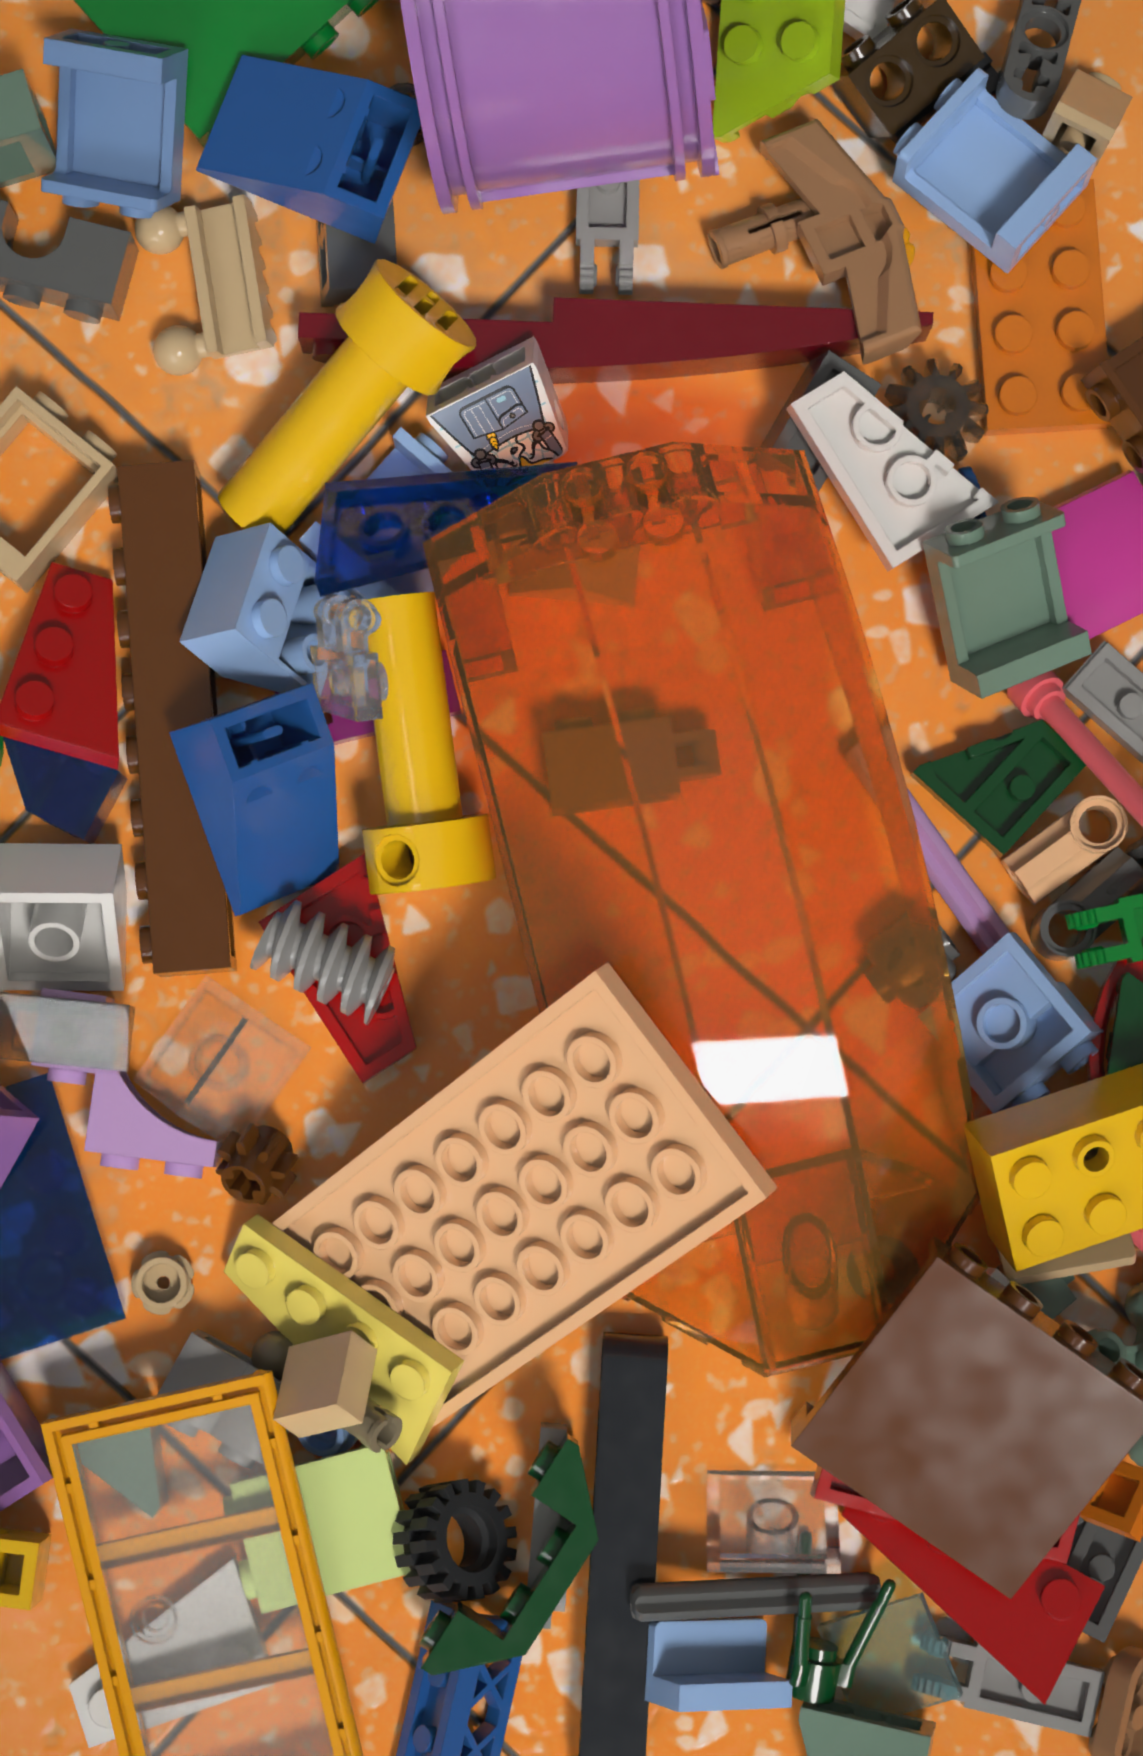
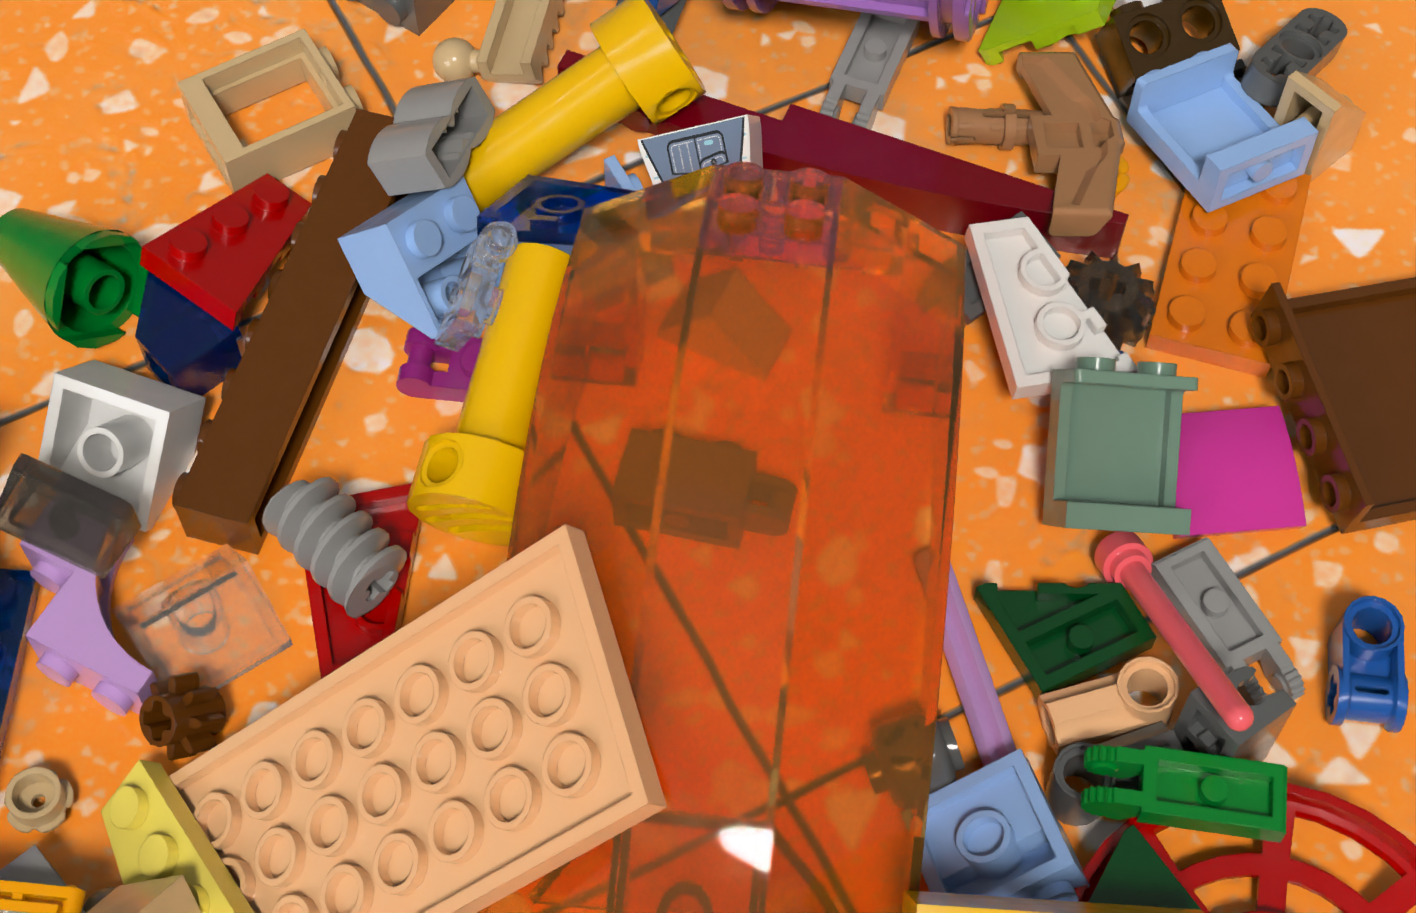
camera: 25 degrees right, 25 degrees down
(222, 493) = (431, 136): none -> light grey brick
(265, 794) = (352, 383): blue slope -> none

